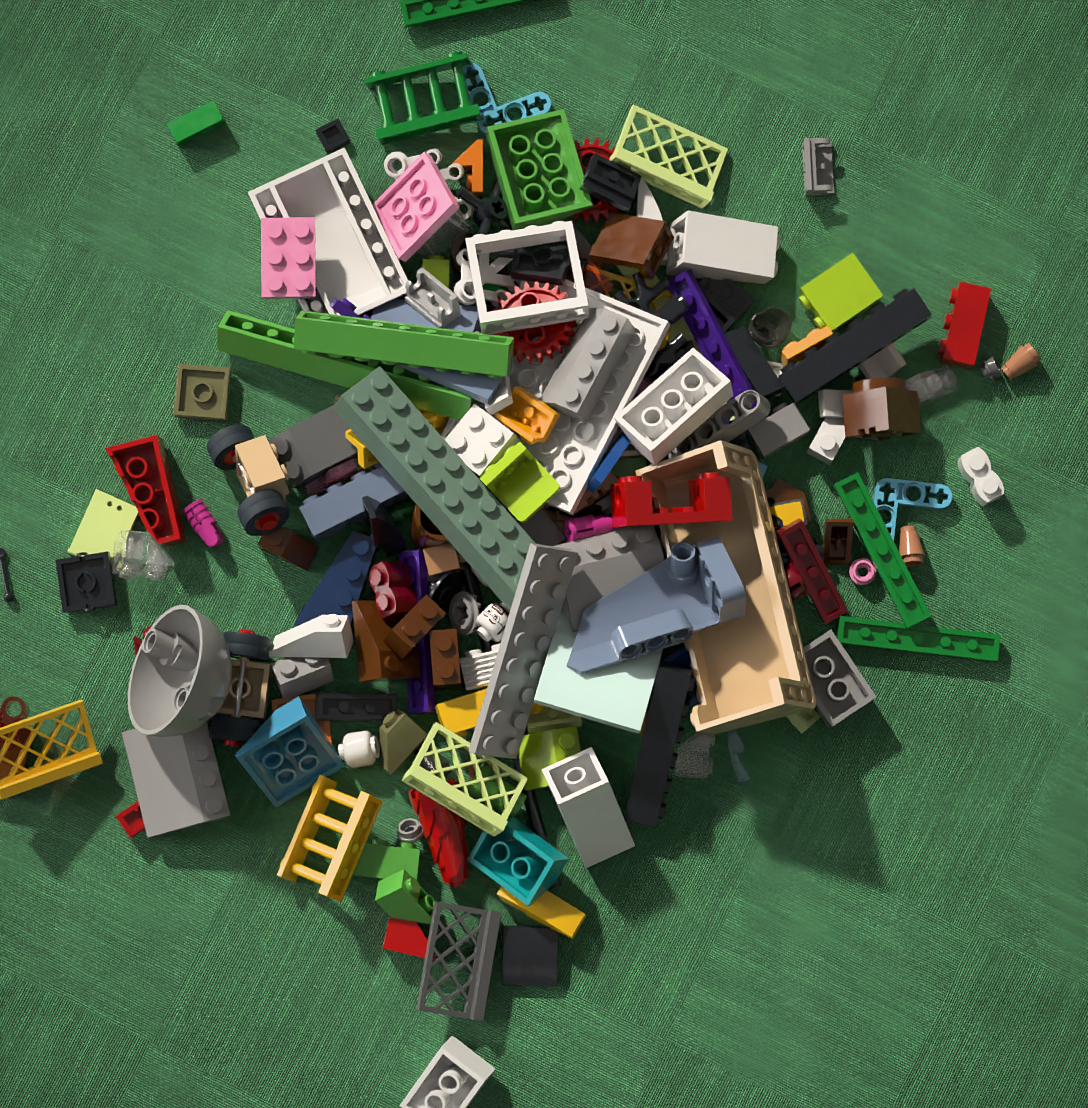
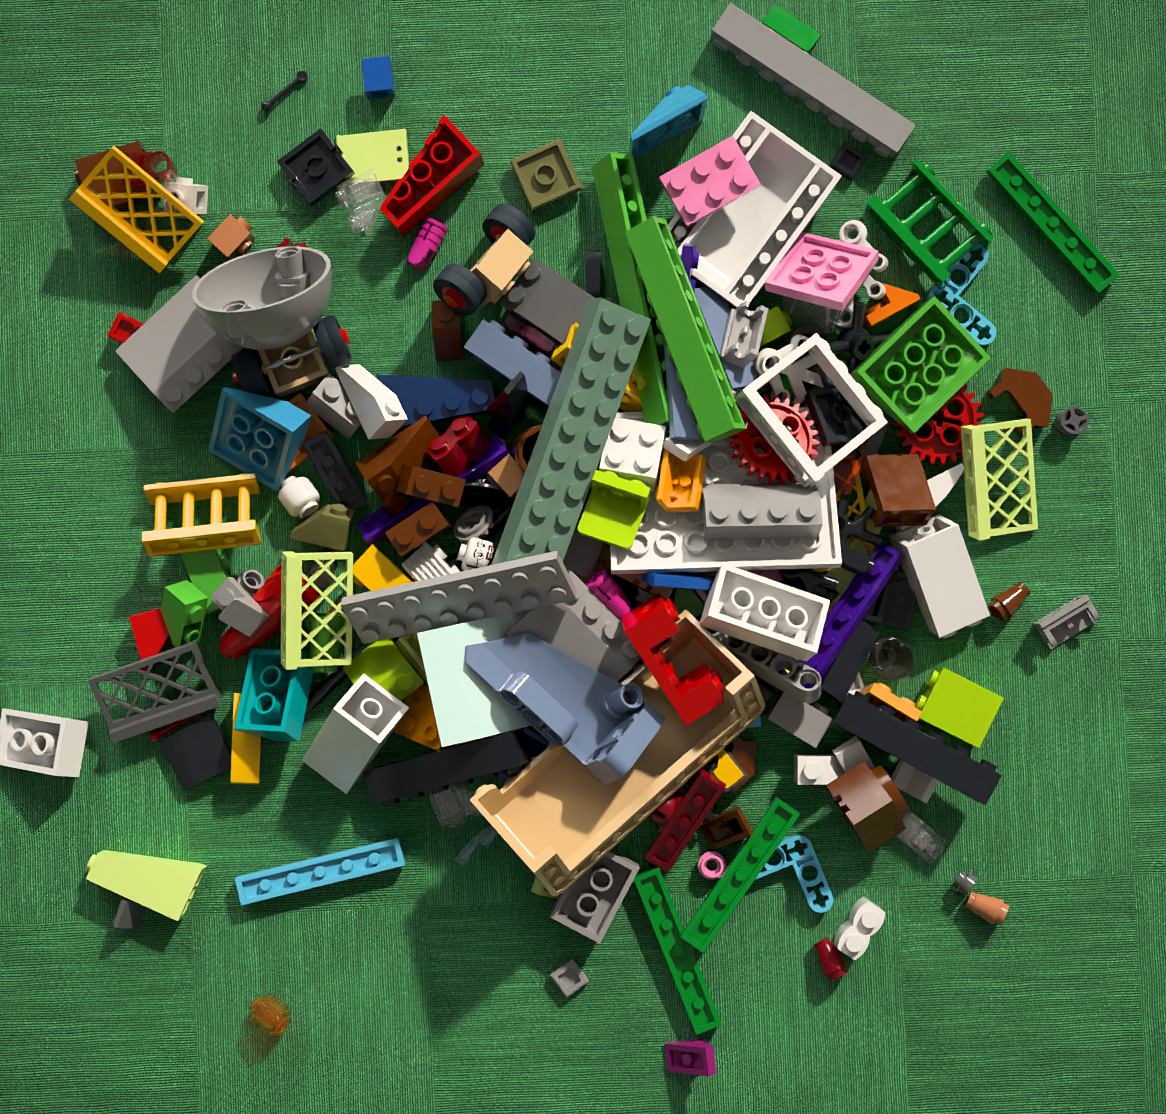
camera: 65 degrees right, 5 degrees up
(40, 487) = (378, 77): none -> blue panel
(48, 700) = (190, 194): none -> white brick
(106, 685) = (232, 237): none -> nougat brick
(213, 257) = (673, 115): none -> dark azure slope
(249, 129) = (811, 81): none -> light grey brick
(307, 397) = (593, 273): none -> black beam
(427, 846) = (238, 607): none -> light grey slope
(495, 985) = (155, 735): none -> red hinge
(609, 744) = (419, 720): none -> light orange hinge
(610, 182) = (945, 438): black plate -> none
(611, 95) = (1027, 394): none -> reddish brown piece
(618, 1055) = (150, 881): none -> yellowish green slope
(636, 1088) = (129, 914): none -> dark grey slope
(654, 66) = (1077, 419): none -> dark grey wheel
(688, 905) = (320, 871): none -> medium azure plate
(775, 207) = (1006, 603): none -> reddish brown cone
(788, 1014) = (270, 1015): none -> clear orange head
(893, 743) = (569, 977): none -> light grey tile
(910, 546) = (758, 897): nougat cone -> none
(964, 325) = (993, 837): red brick -> none
(994, 515) = (830, 960): none -> dark red cone
(1014, 676) = (690, 1057): none -> magenta slope

